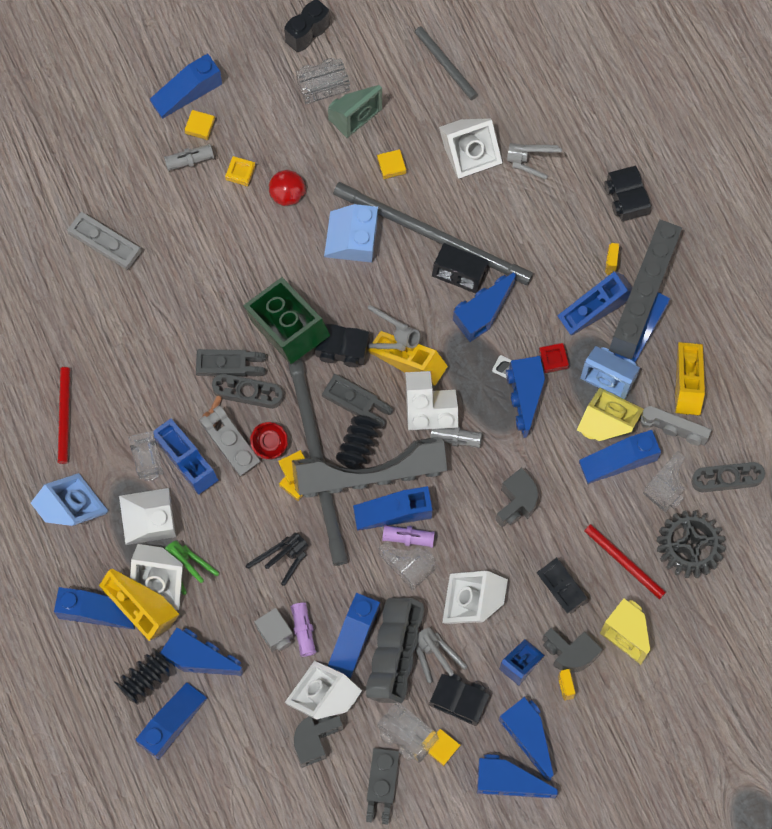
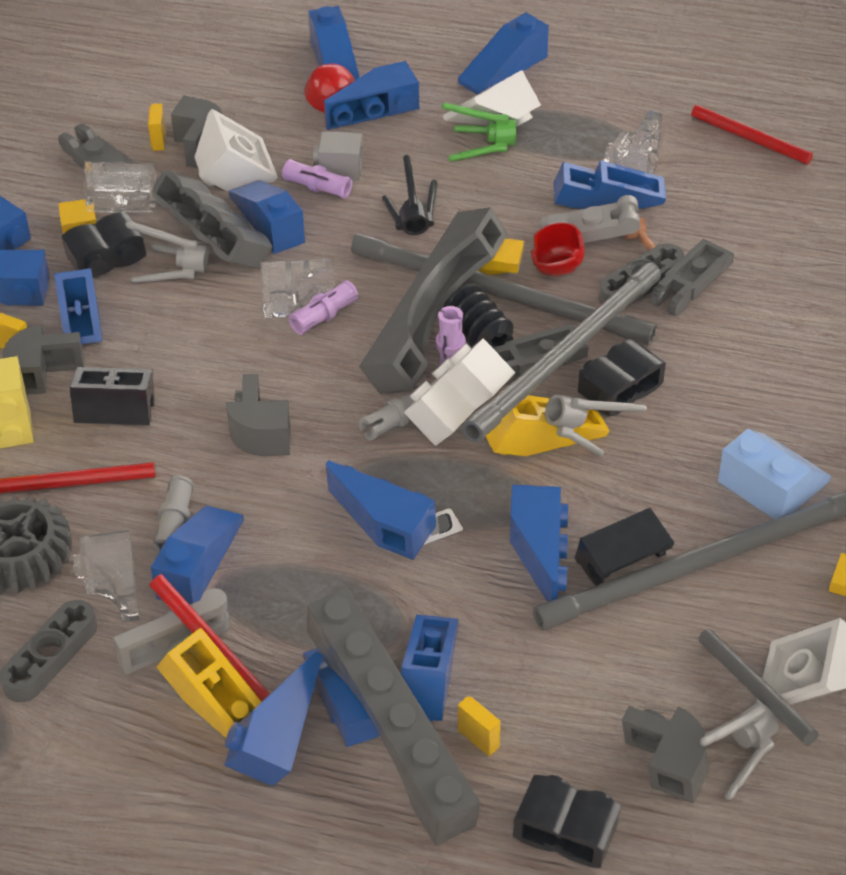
camera: 130 degrees right, 25 degrees down
(68, 502) = (636, 84): light blue slope -> none
(142, 606) = (462, 77): yellow slope -> none
(144, 676) = (396, 43): black piece -> none
(147, 516) = (564, 136): white slope -> none
(211, 691) = (325, 82): none -> red hair
(286, 320) = (695, 323): dark green brick -> none
(332, 767) = (157, 127): none -> yellow tile
(394, 435) = (450, 332): none -> lavender pin
(394, 509) = (359, 310): blue slope -> none
(453, 353) = (491, 414): none -> piece
(473, 596) = (189, 316): white slope -> none
(496, 163) = (758, 687): none -> dark grey bar
(553, 358) = (400, 568): red plate -> none
(559, 169) = (678, 758): none -> dark grey brick
(608, 416) = (260, 572): light yellow slope -> none
(609, 488) = (174, 510): none -> light grey pin
(610, 372) = (303, 580): light blue slope -> none
(672, 423) = (193, 622): none -> red bar
(684, 337) = (269, 735): none -> slope

